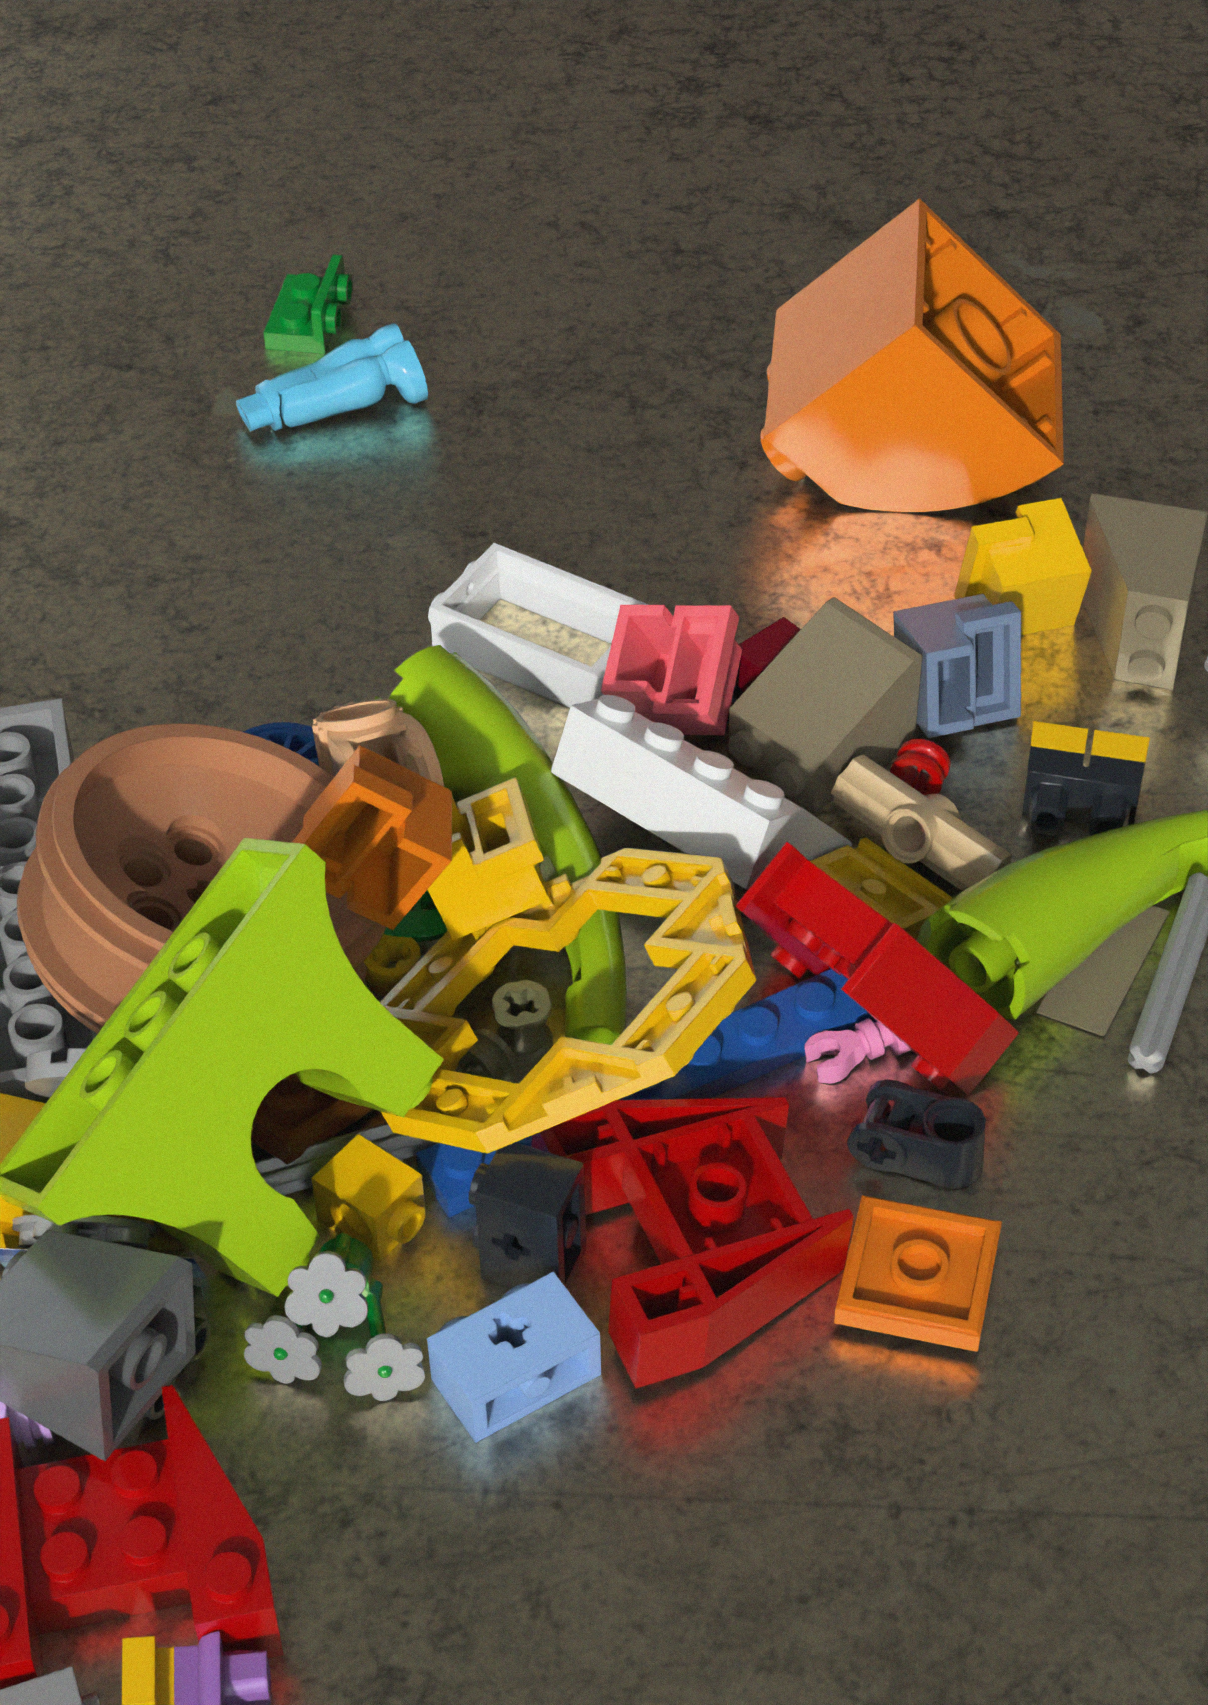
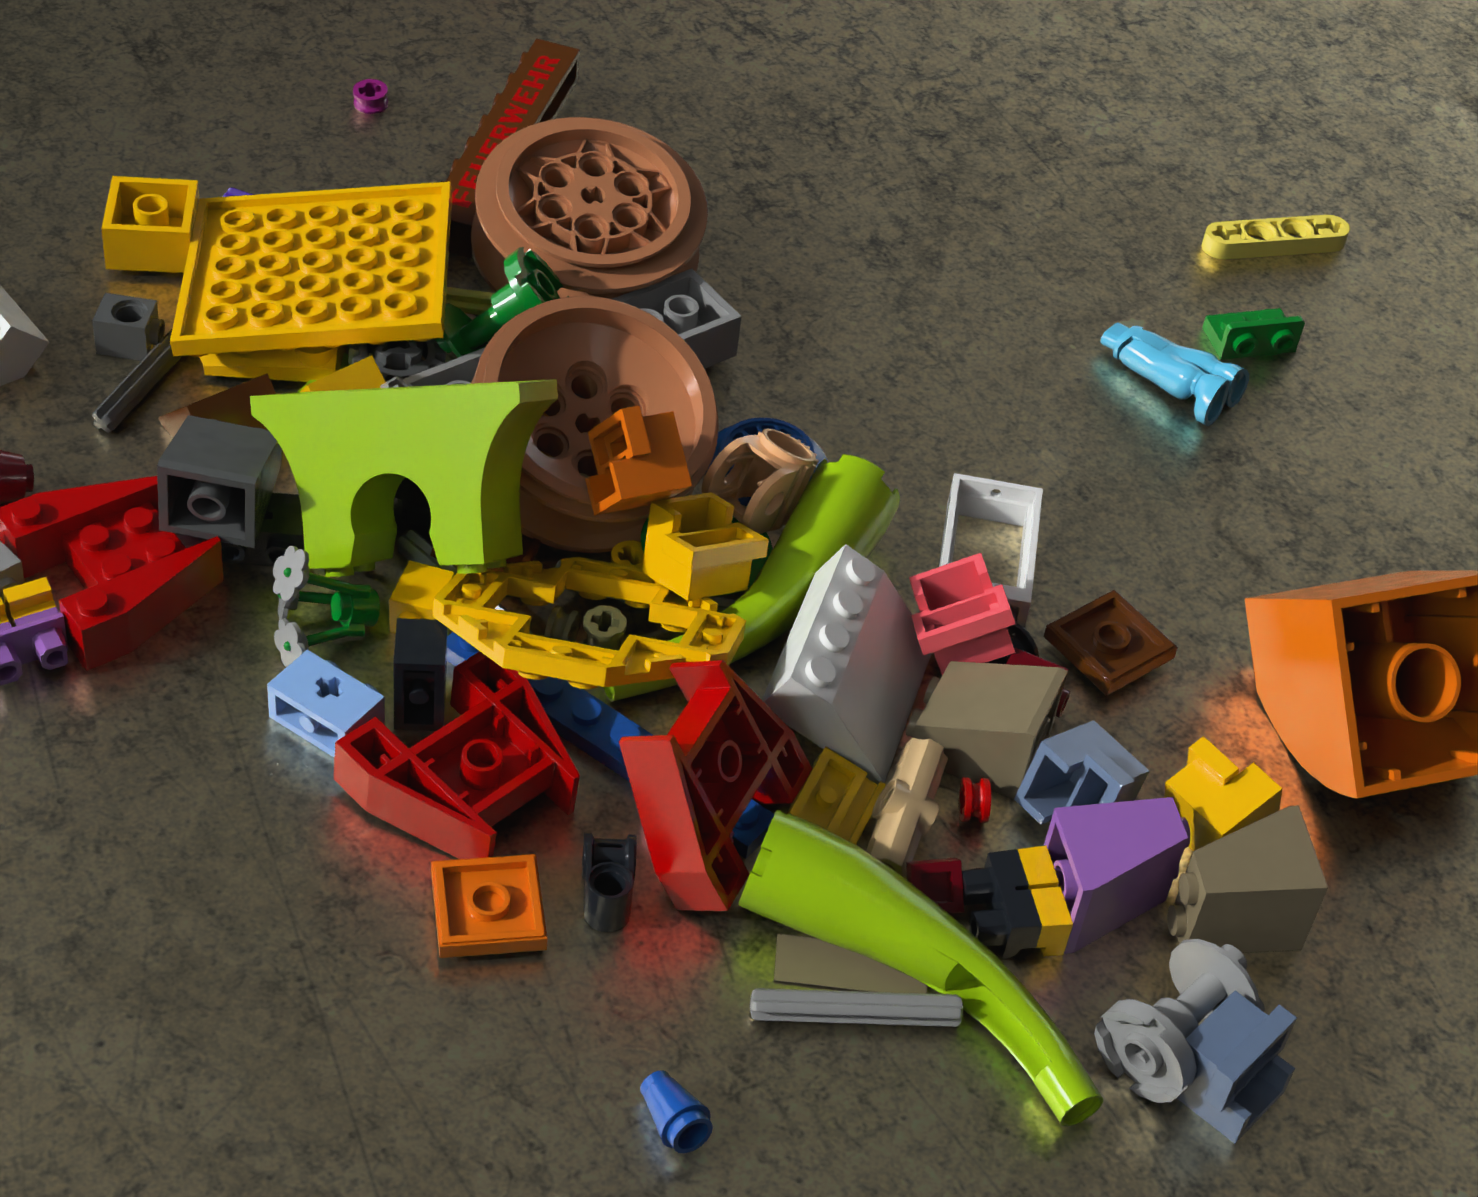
camera: 60 degrees right, 0 degrees up
(148, 273) = (1234, 238): none -> light yellow beam
(732, 572) = (1110, 642): none -> reddish brown plate
(1031, 830) = (939, 881): none -> dark red plate
(1087, 667) = (1114, 861): none -> medium lavender slope

